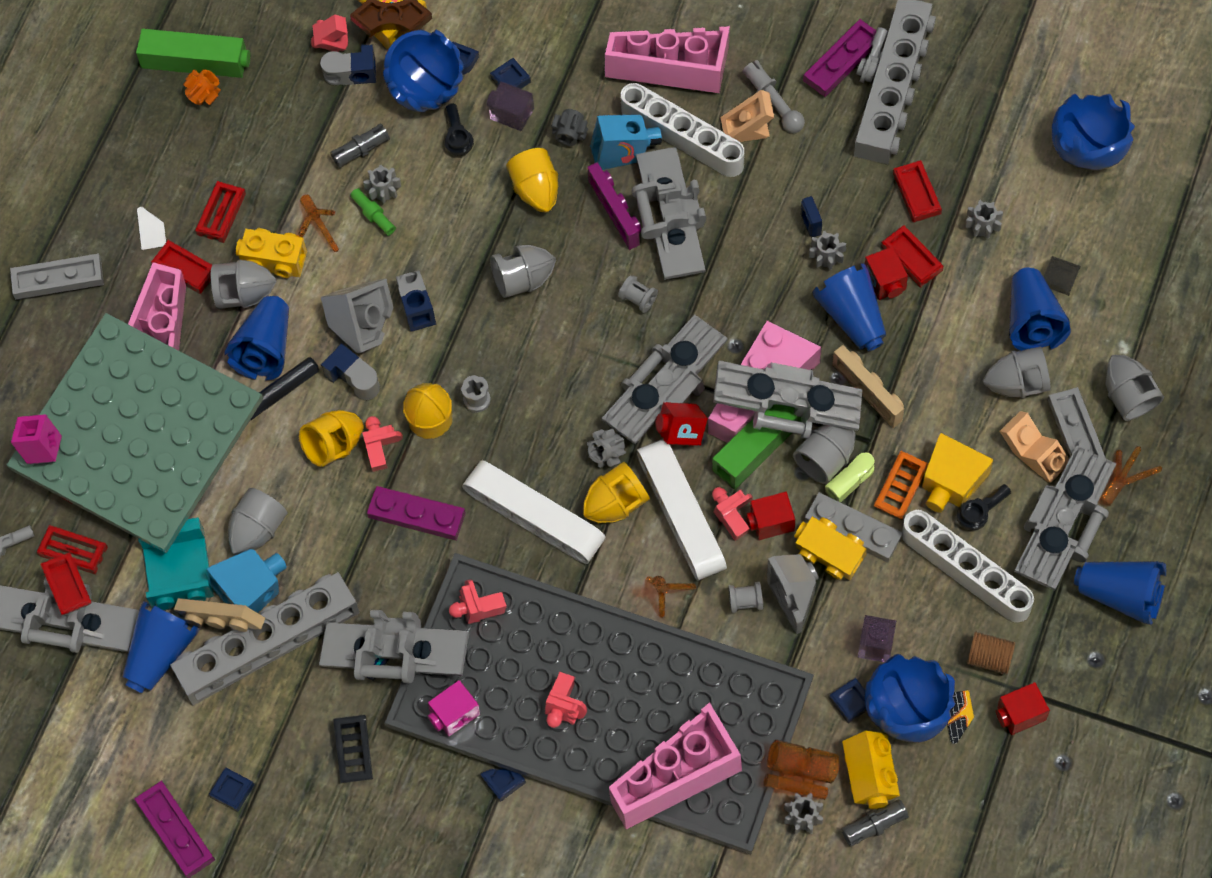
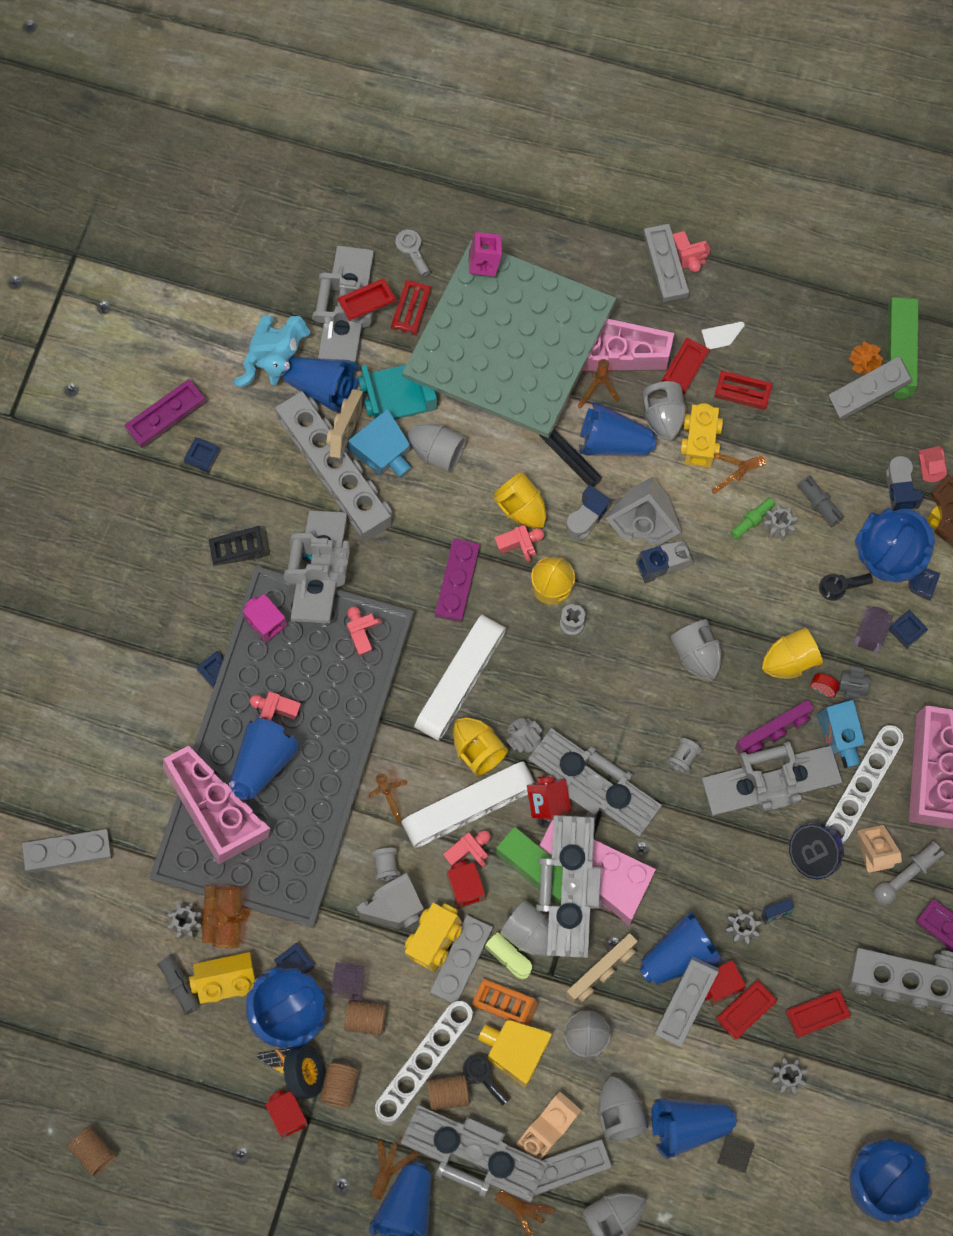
camera: 80 degrees right, 5 degrees up
(51, 249) = (691, 255): none -> coral piece
(104, 700) = (272, 349): none -> medium azure animal
(194, 342) = (600, 377): none -> clear orange plant
(238, 82) = (871, 388): none -> light grey plate
(568, 155) = (825, 685): none -> tile
(625, 709) = (261, 757): none -> blue cone
(750, 173) = (816, 850): none -> black tile
(907, 302) = (686, 1001): none -> light grey plate
(917, 624) = (364, 1017): none -> medium nougat piece
(939, 403) = (586, 1035): none -> light grey helmet
(980, 685) = (303, 1072): none -> black bush
(1000, 541) = (448, 1093): none -> medium nougat piece
(1085, 611) = (385, 1171): none -> clear orange plant

